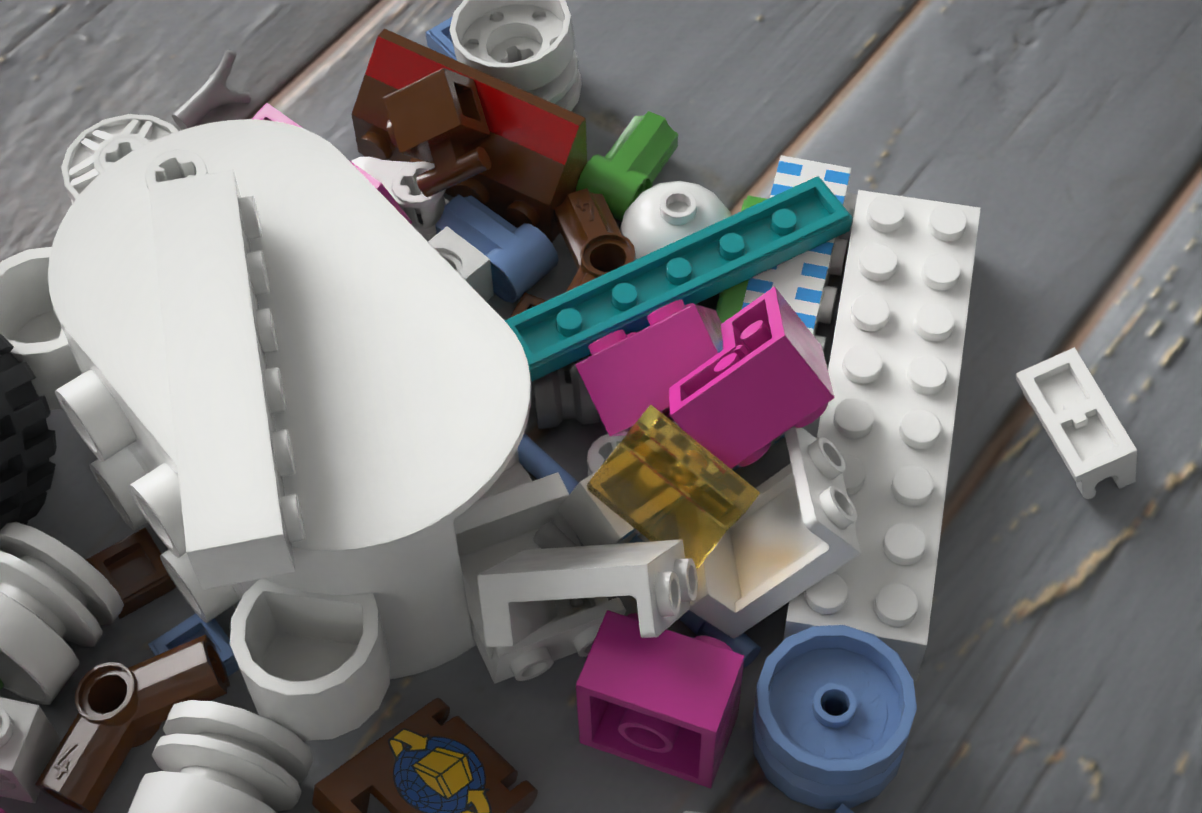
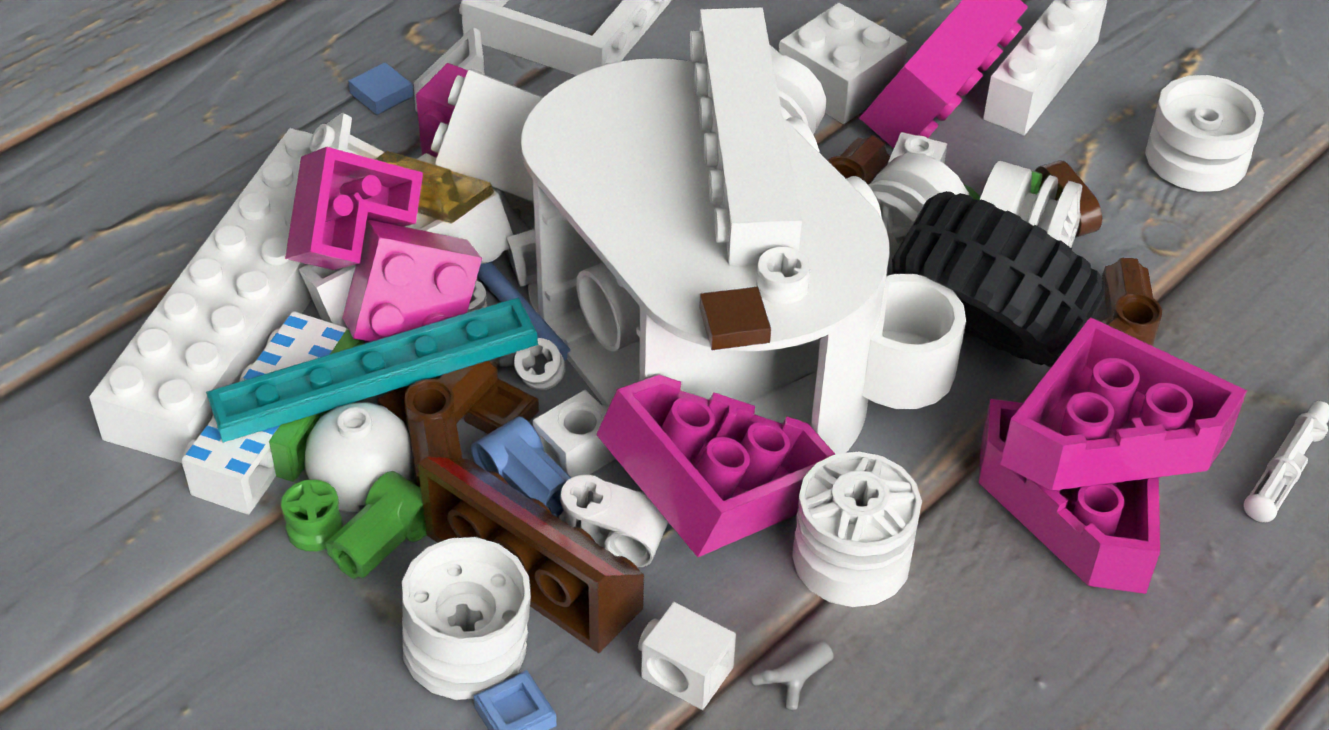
camera: 175 degrees left, 10 degrees down
(236, 127) = (735, 318): none -> reddish brown tile
(308, 82) = (687, 654): none -> white brick
(434, 124) = (558, 489): reddish brown brick -> none
(708, 157) = (311, 514): none -> bright green wheel
(832, 716) = (378, 102): medium blue wheel -> none
(1079, 421) = (102, 268): white hinge -> none

